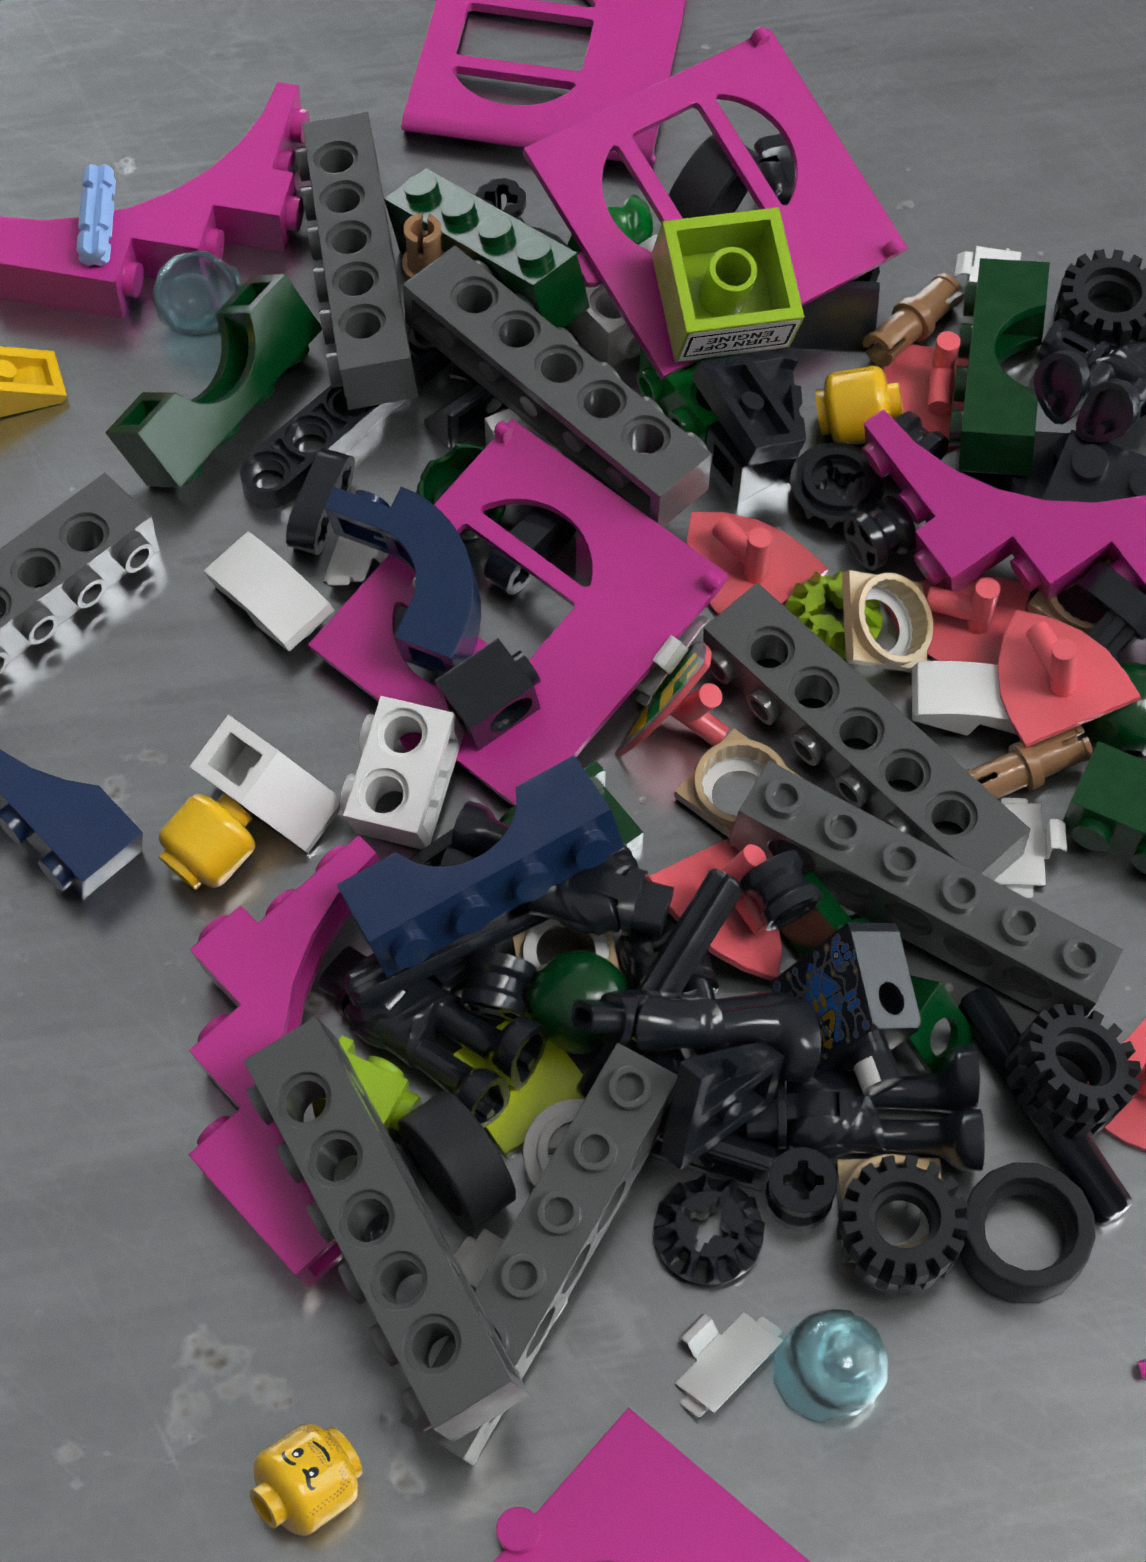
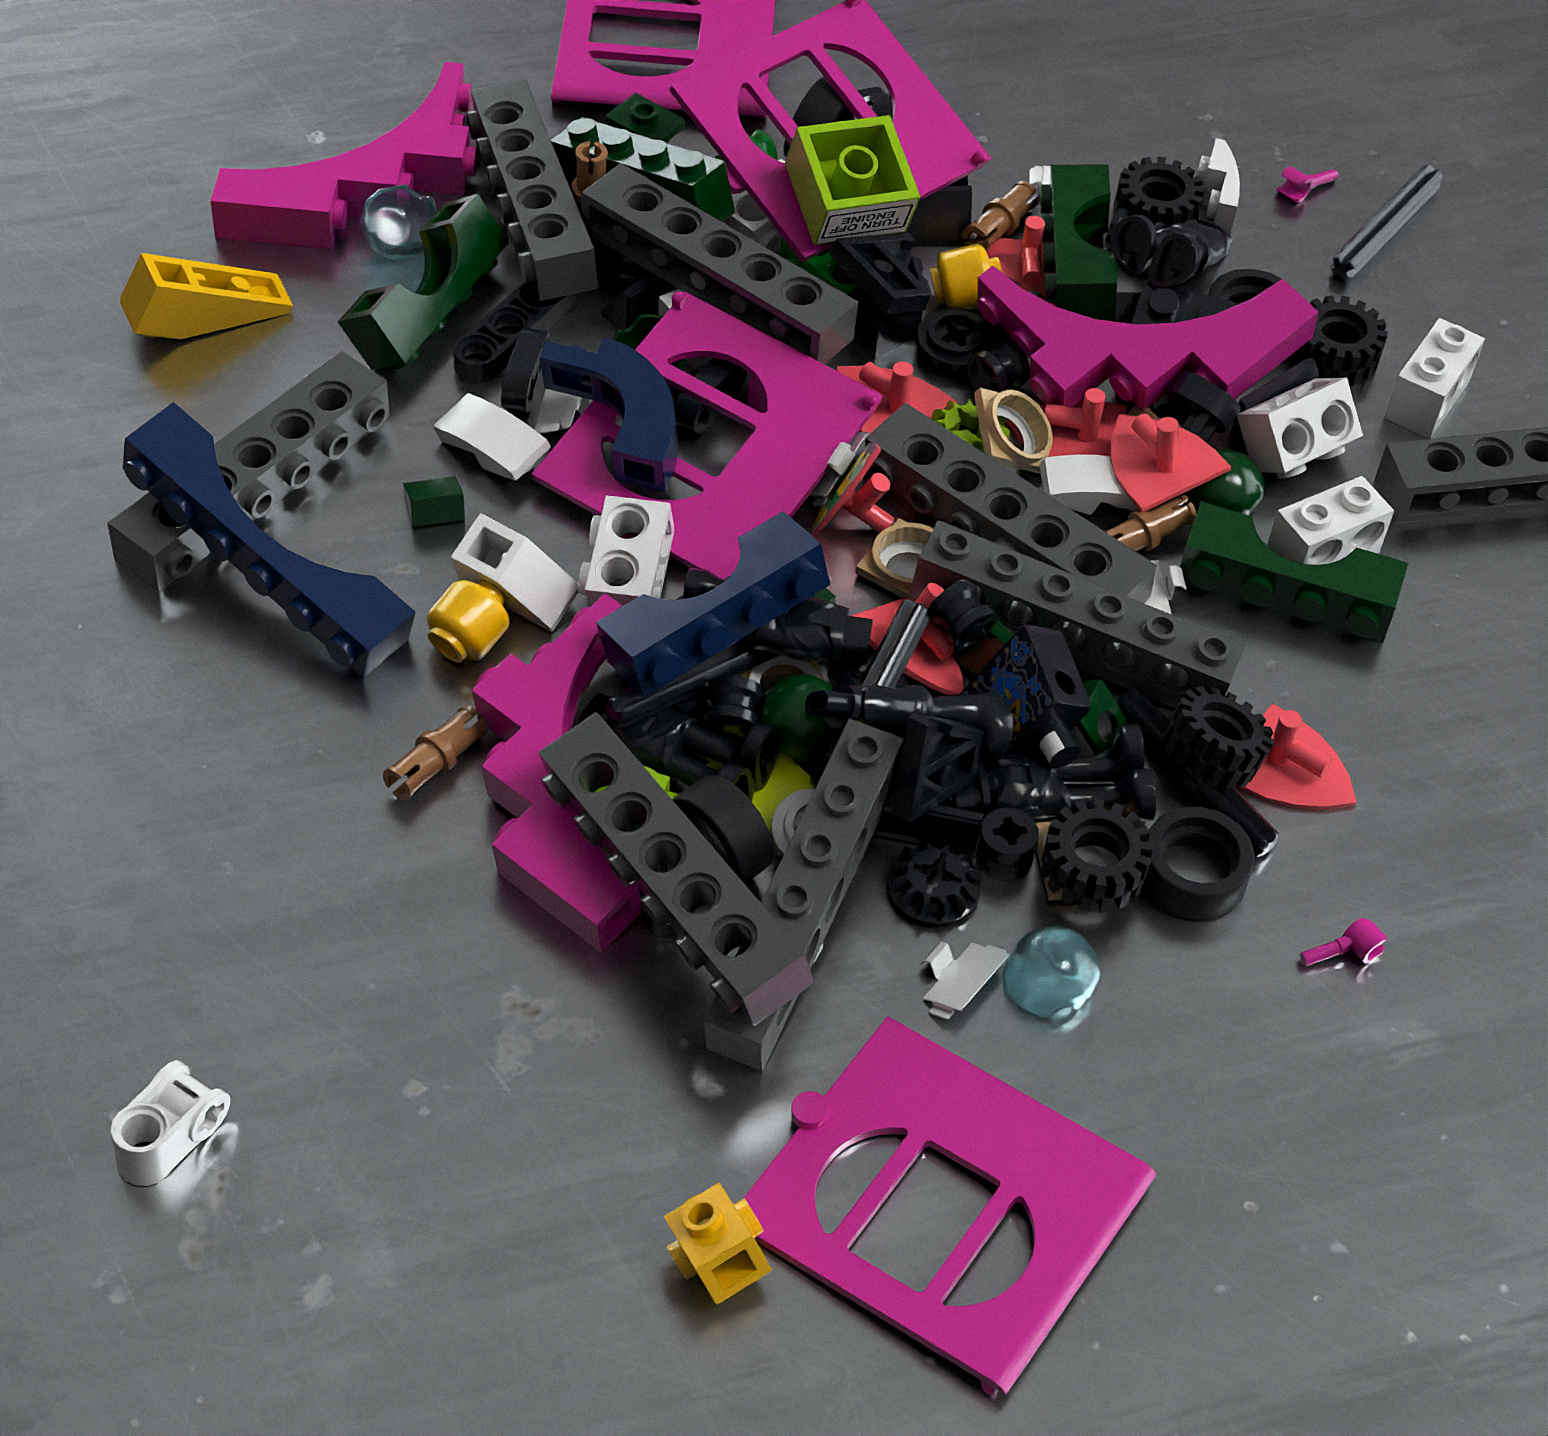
camera: 10 degrees left, 10 degrees down
(96, 215) = (307, 161): light blue axle -> none
(147, 1013) = (435, 752): none -> medium nougat pin
(193, 668) = (434, 501): none -> dark green slope
(305, 1479) = (625, 1081): yellow head -> none
(490, 692) = (698, 491): black brick -> none
(498, 176) = (645, 119): none -> dark green bracket

